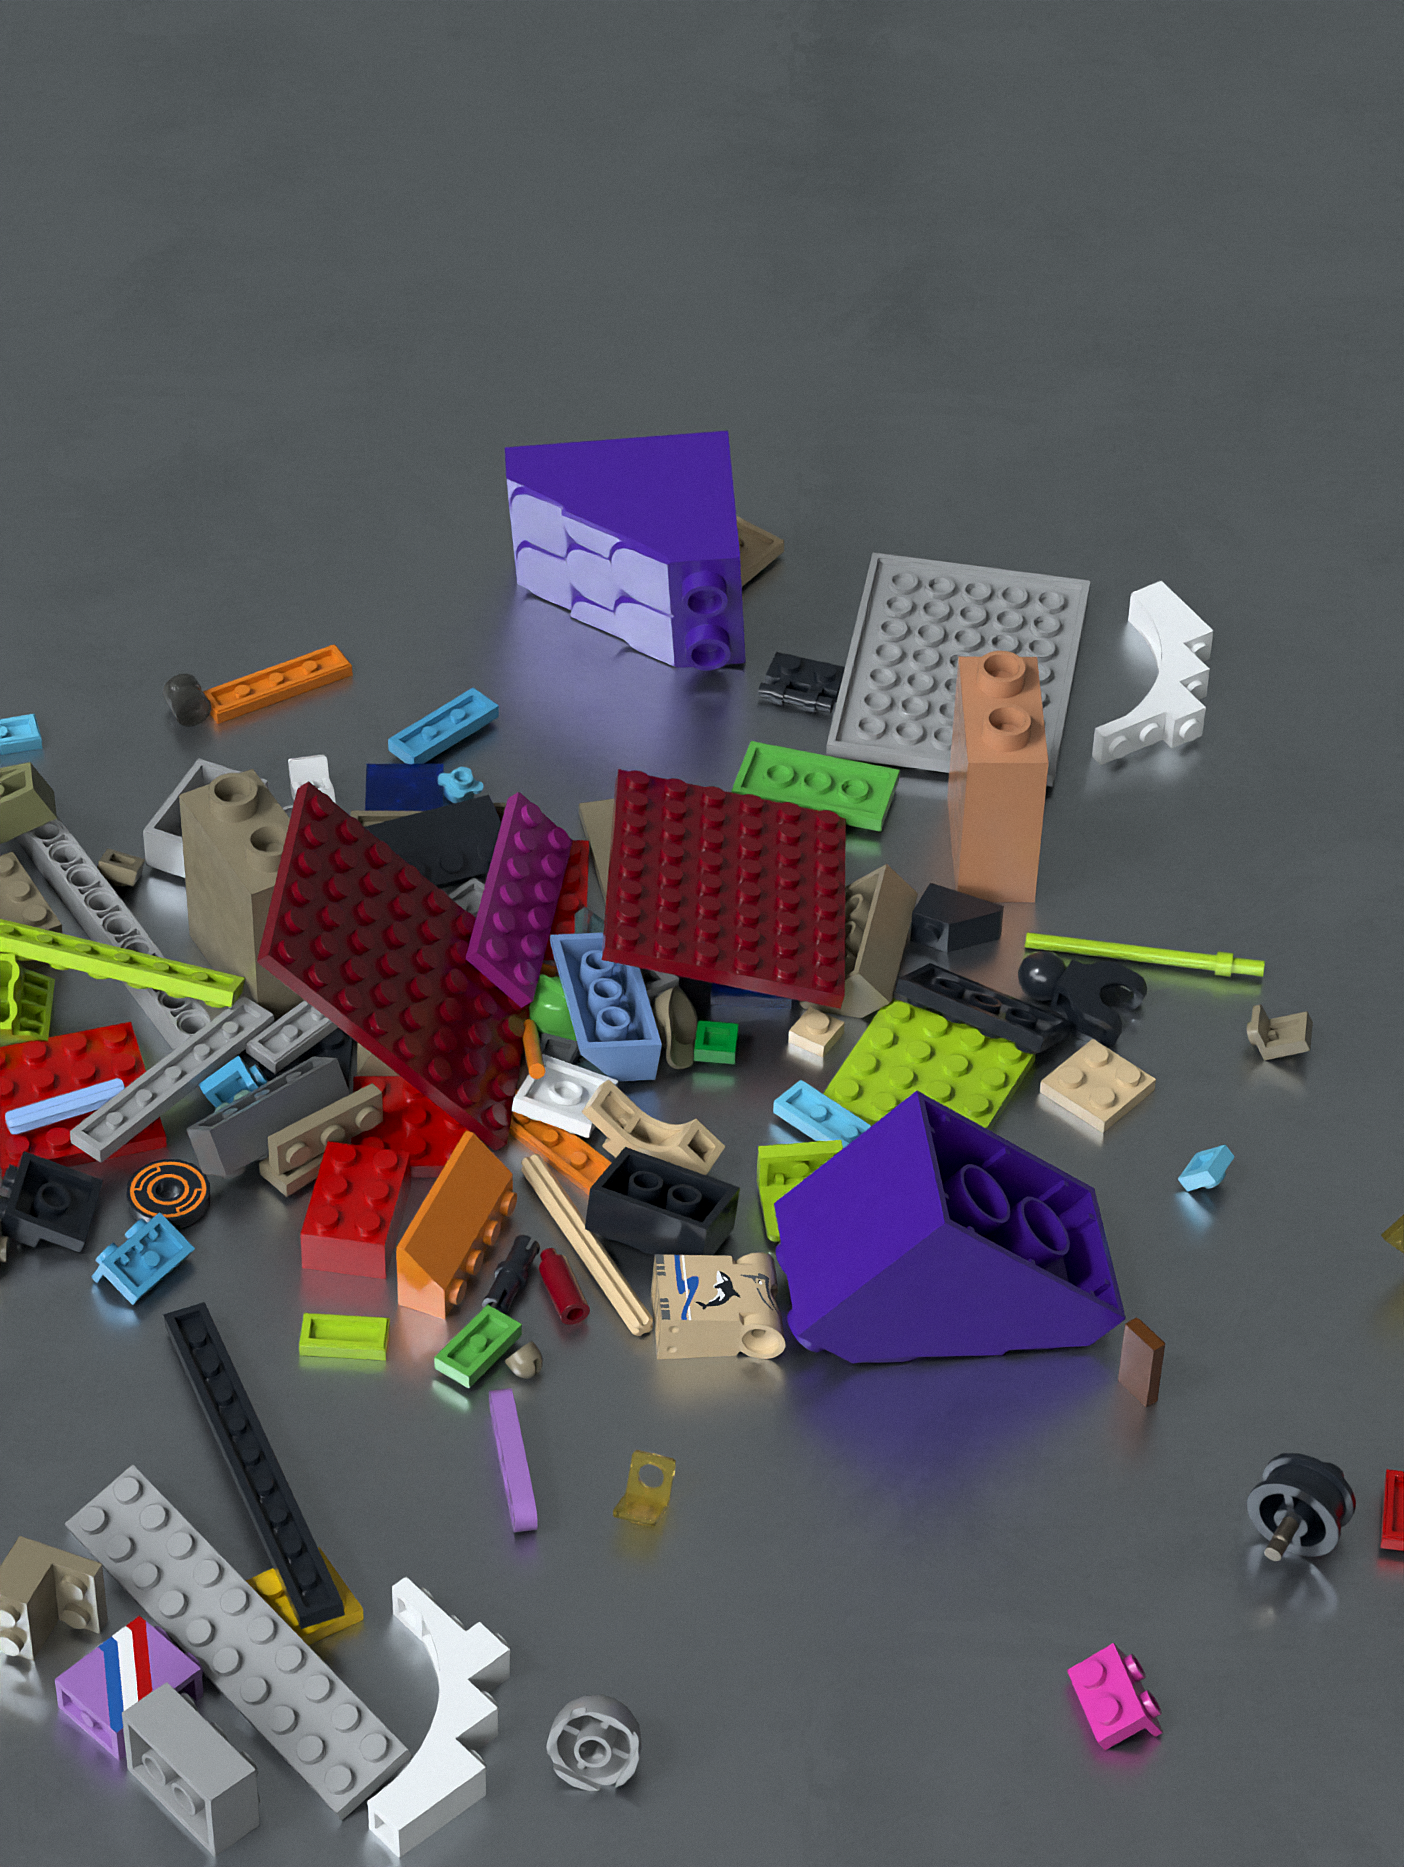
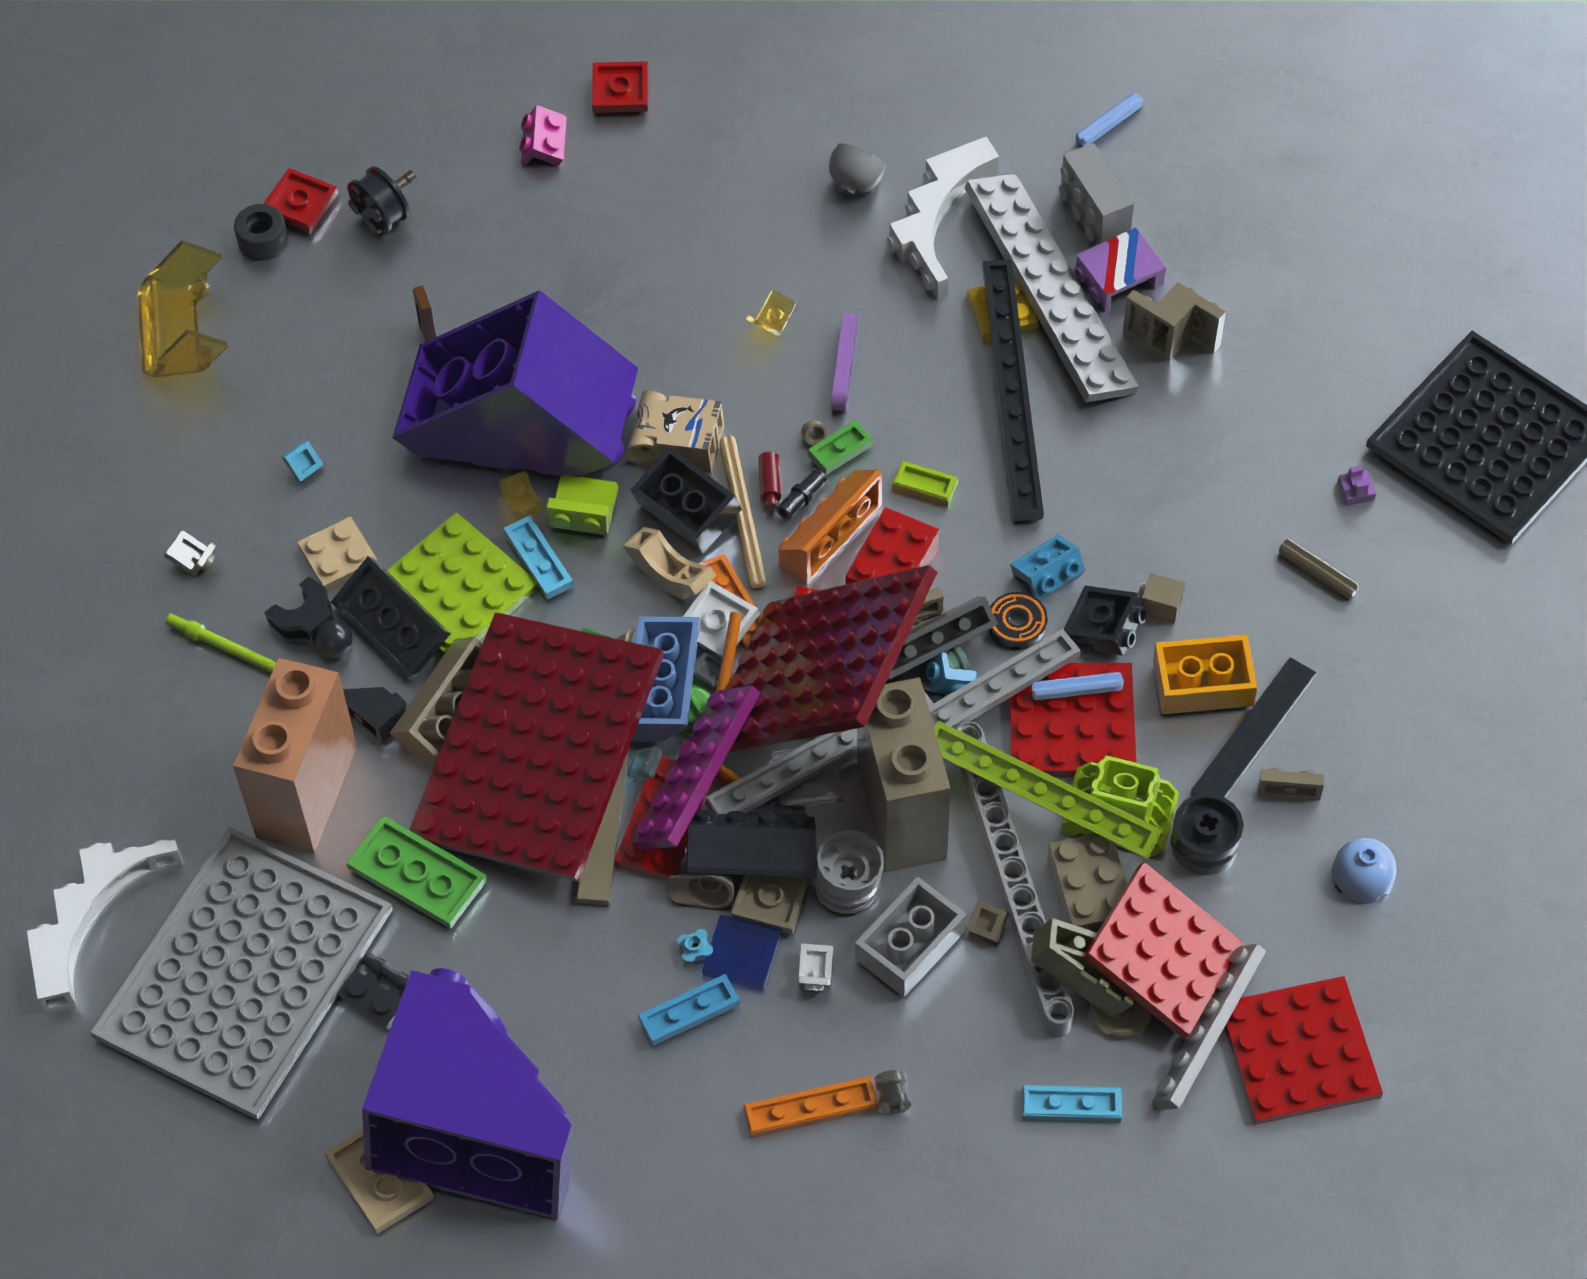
camera: 160 degrees left, 15 degrees up
(1034, 1809) = (620, 87): none -> red plate

